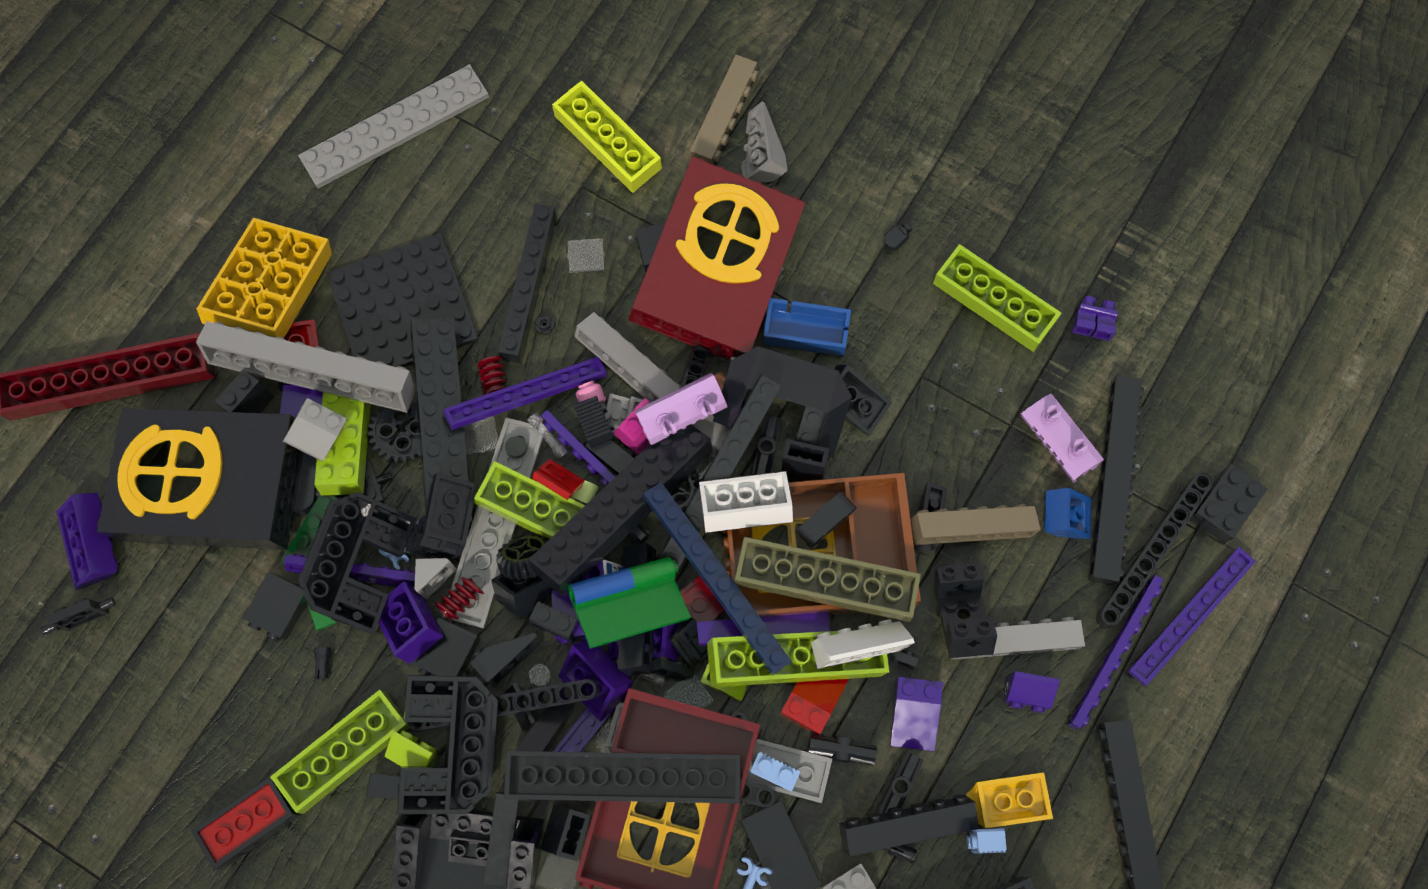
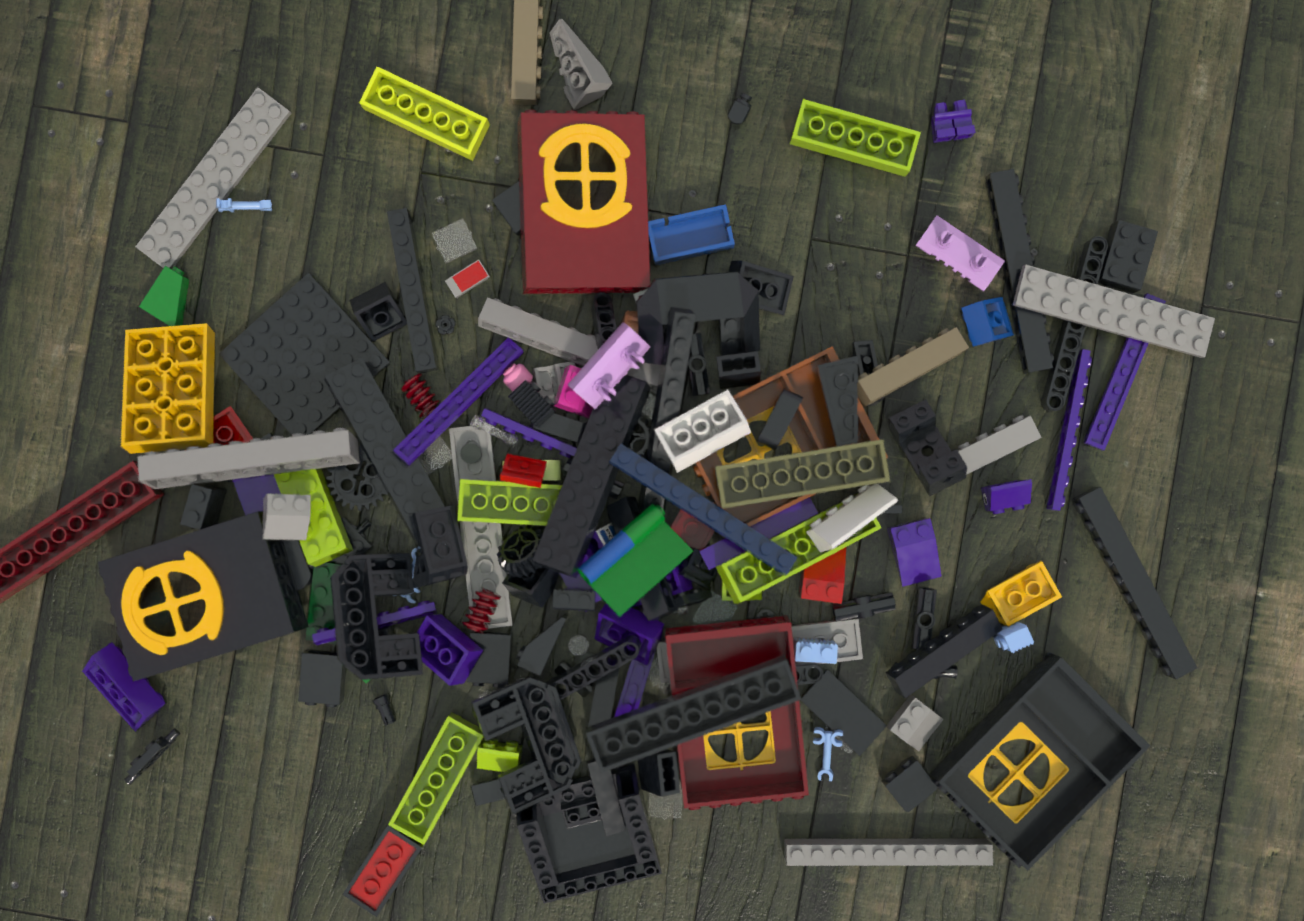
camera: 20 degrees left, 15 degrees up
(305, 205) = (167, 297): none -> green slope
(396, 149) = (229, 205): none -> light blue bar
(432, 574) = (446, 599): light grey slope -> none
(487, 289) = (378, 311): none -> black slope
(582, 292) = (467, 278): none -> red tile
(895, 518) = (841, 398): none -> black wing
(1200, 550) = (1113, 311): none -> light grey plate

